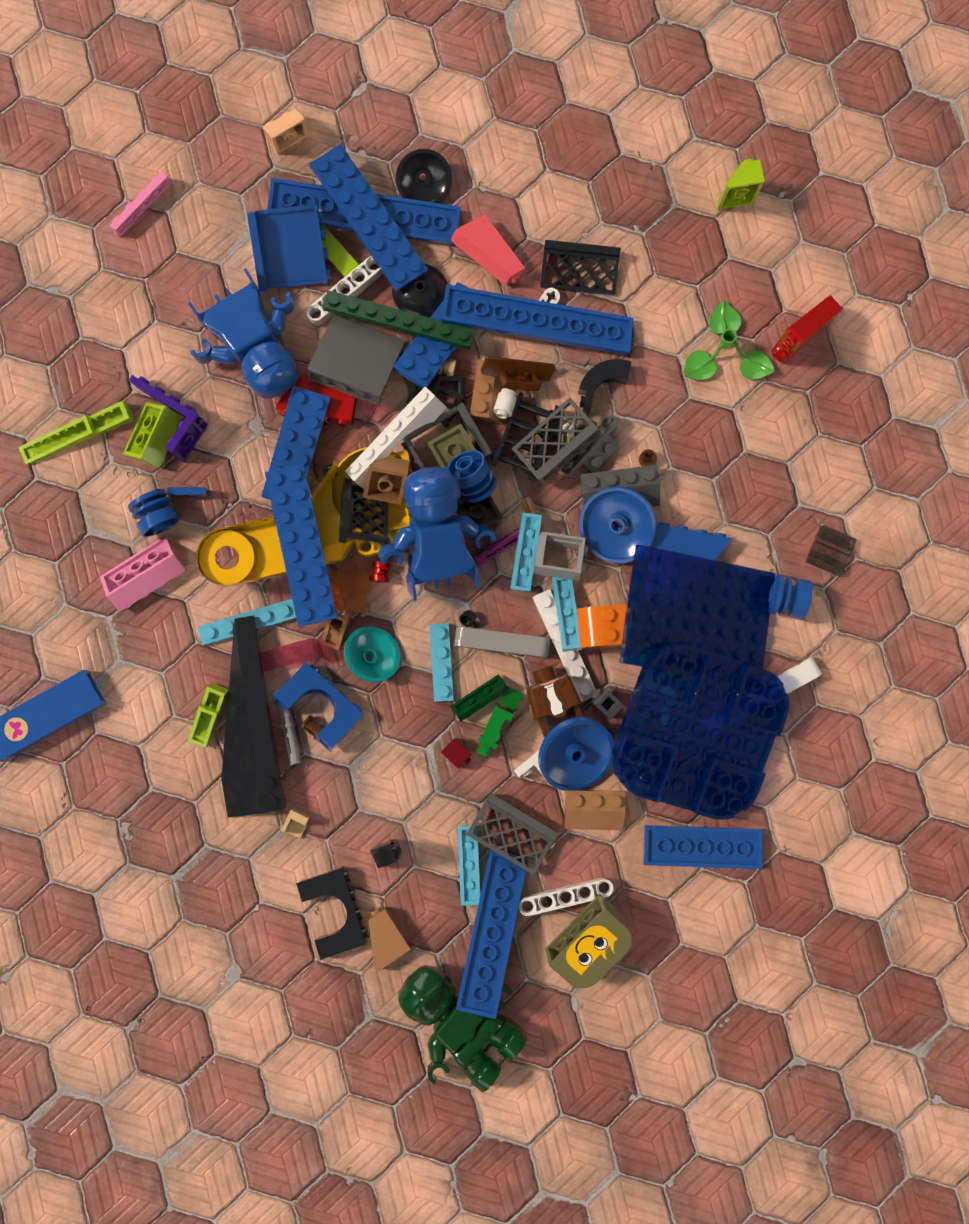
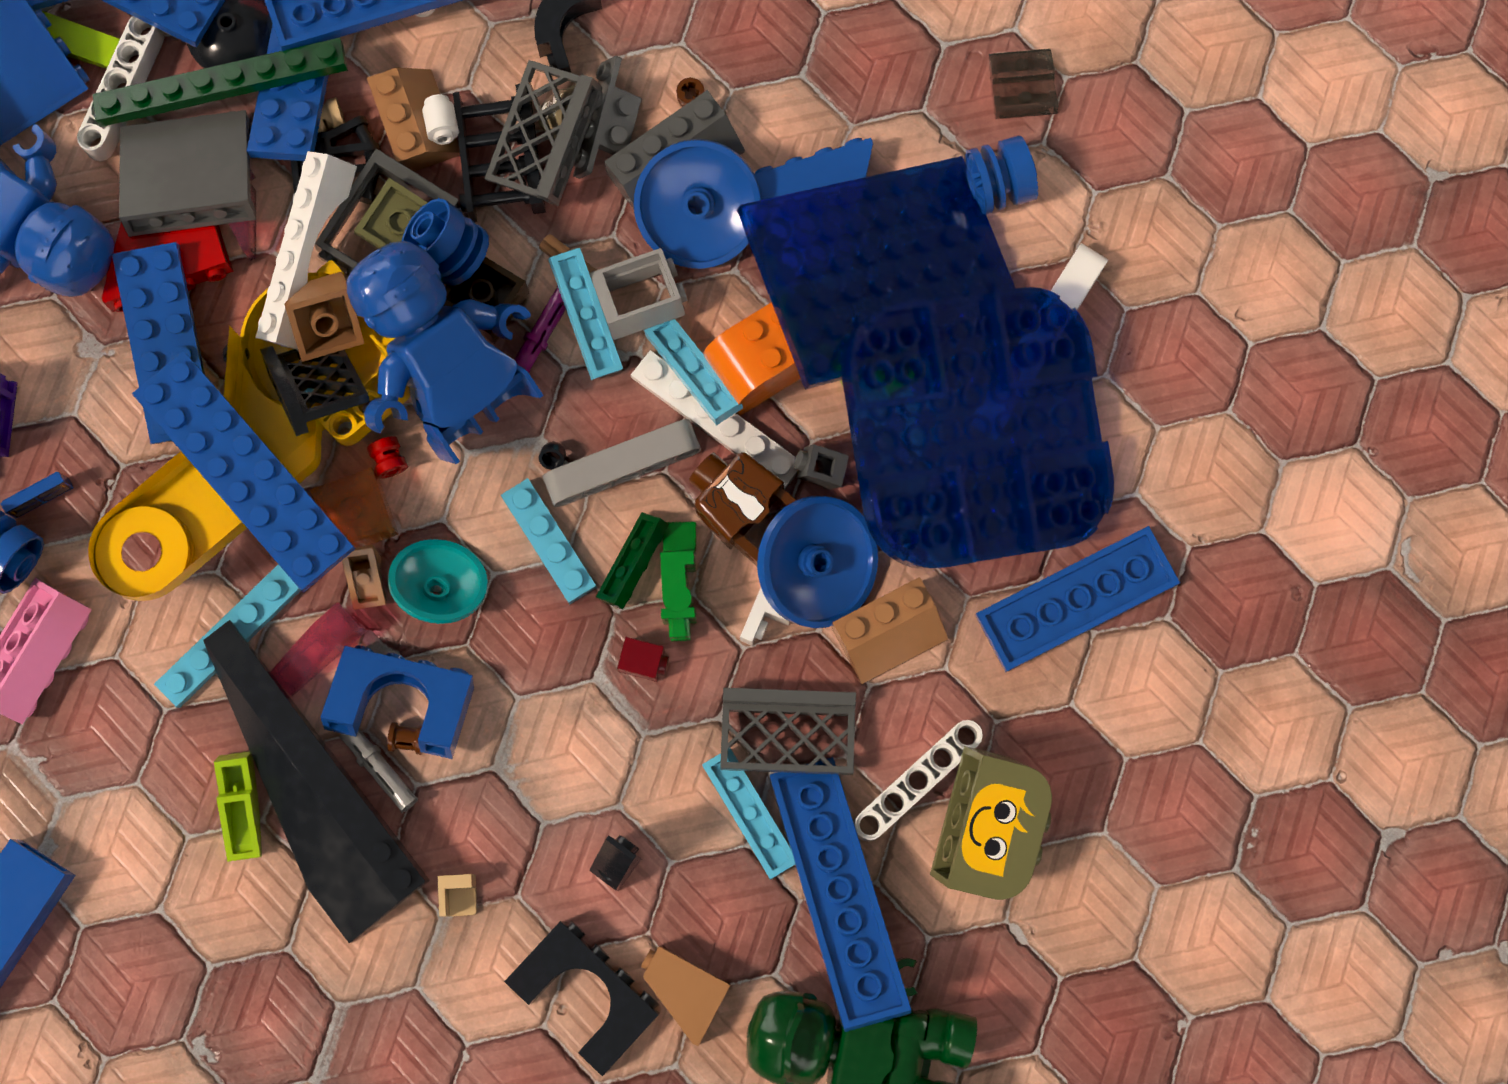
camera: 25 degrees left, 5 degrees down
(518, 373) = (434, 66): reddish brown bracket -> none

